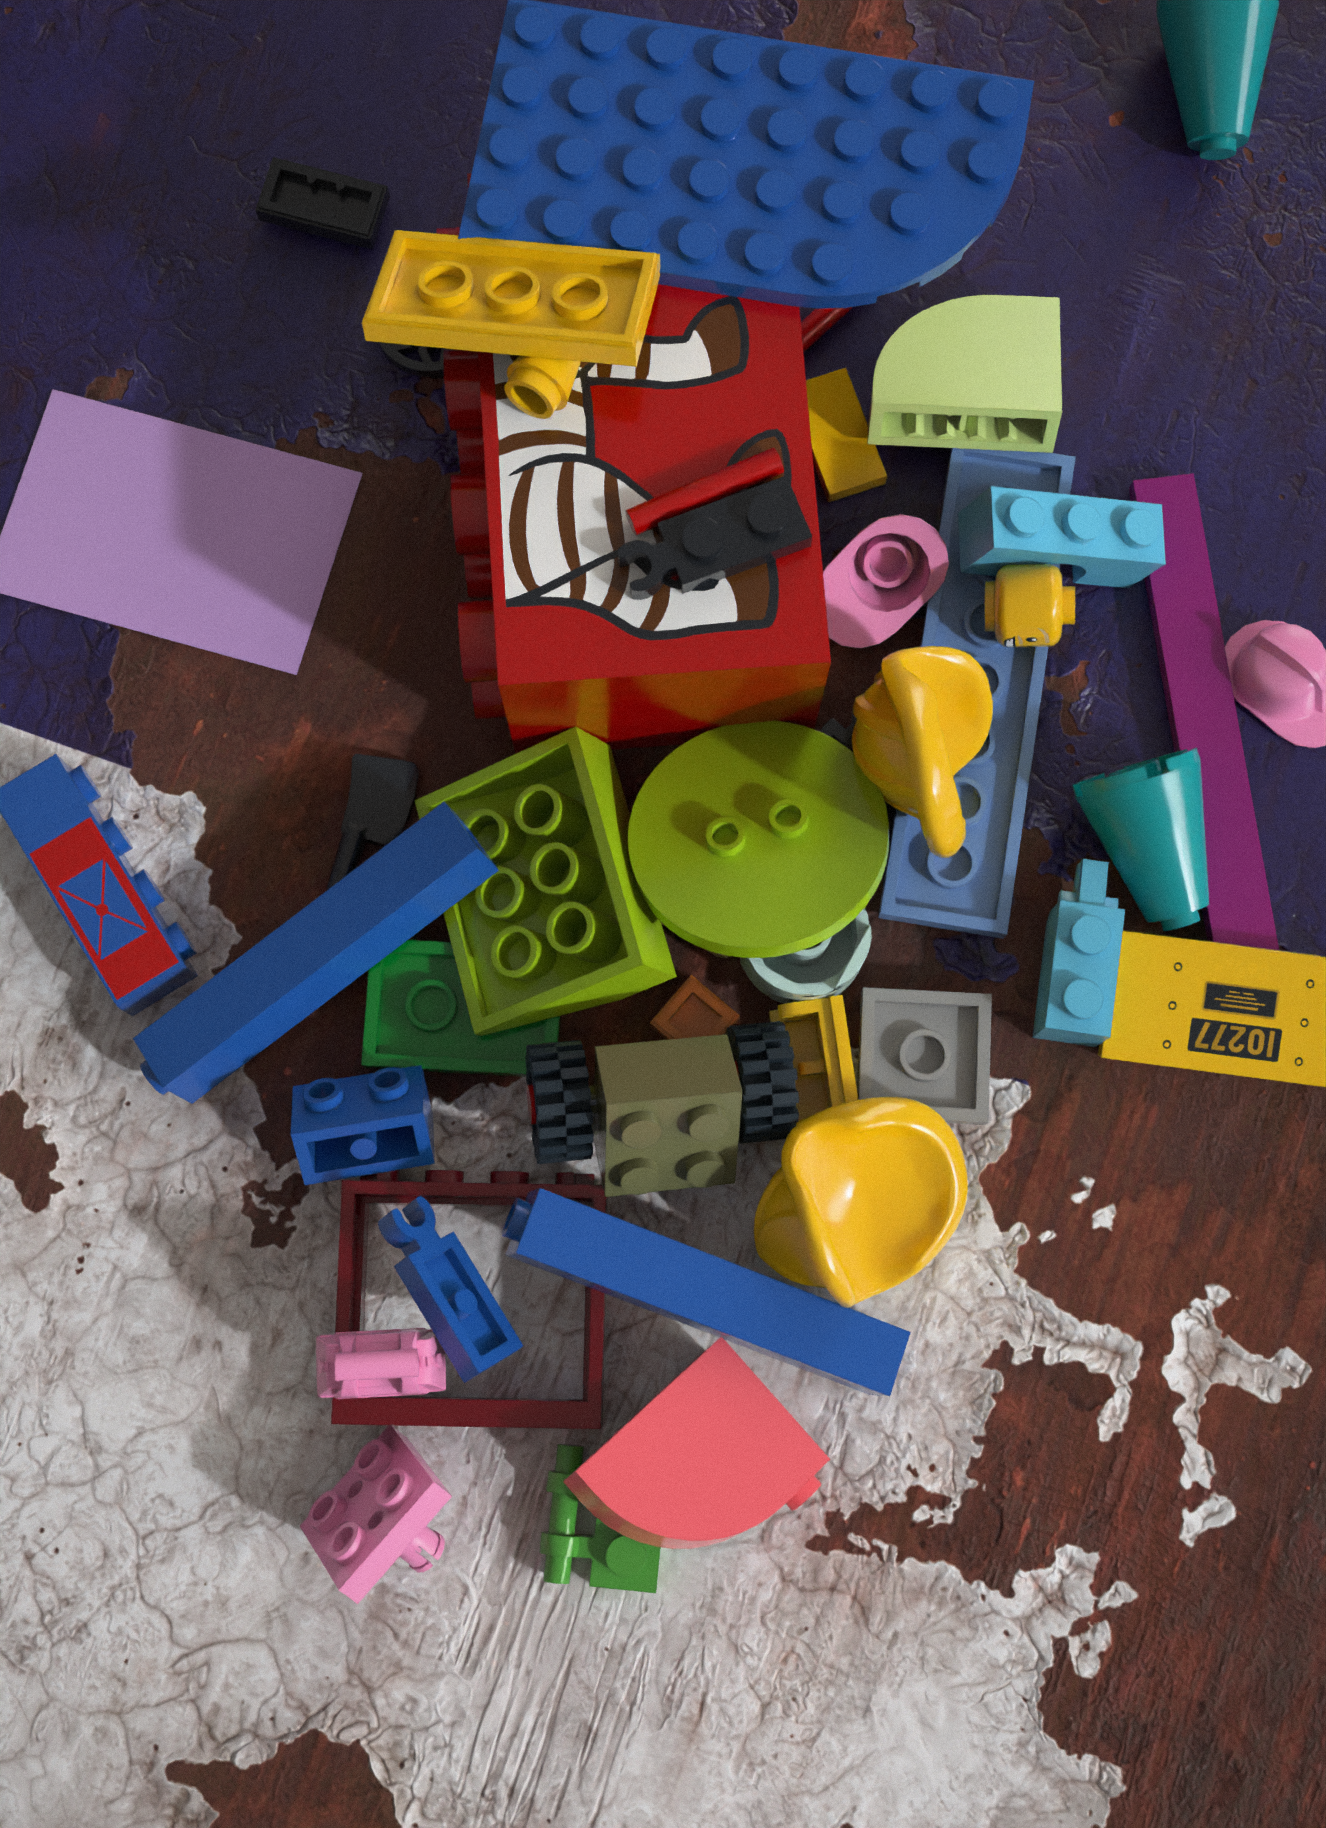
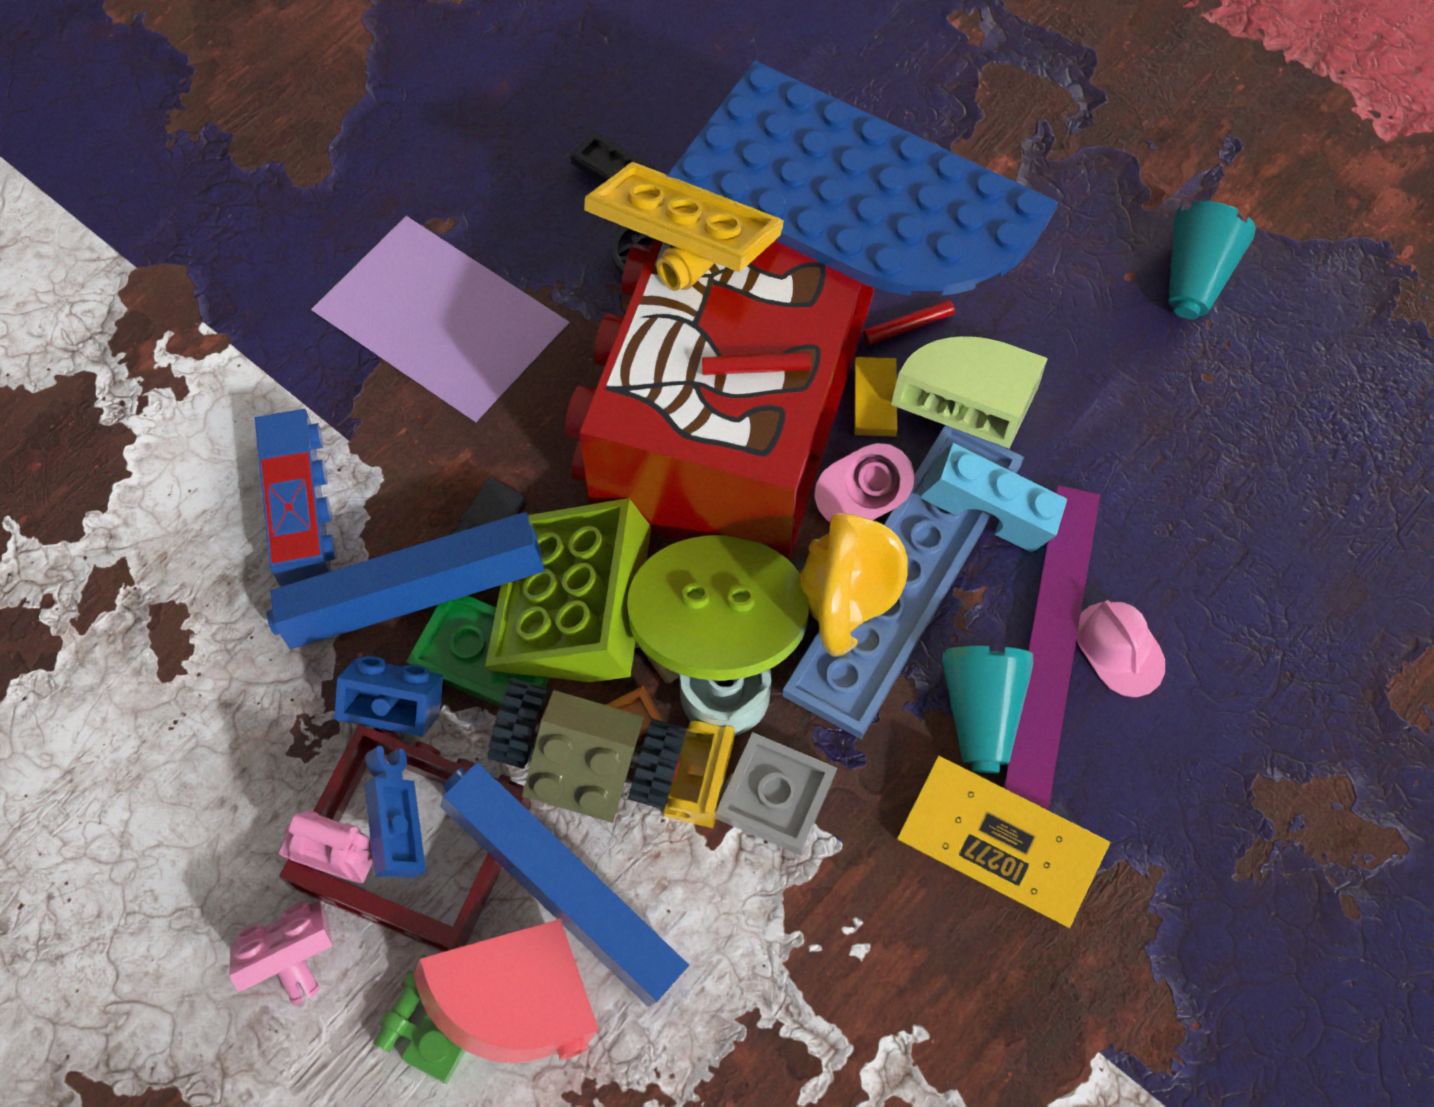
camera: 20 degrees right, 15 degrees down
(720, 539) = (753, 394): black plate -> none
(862, 1197) = (694, 864): yellow piece -> none
(1028, 605) = (954, 530): yellow head -> none
(1080, 961) = (904, 769): medium azure hinge -> none

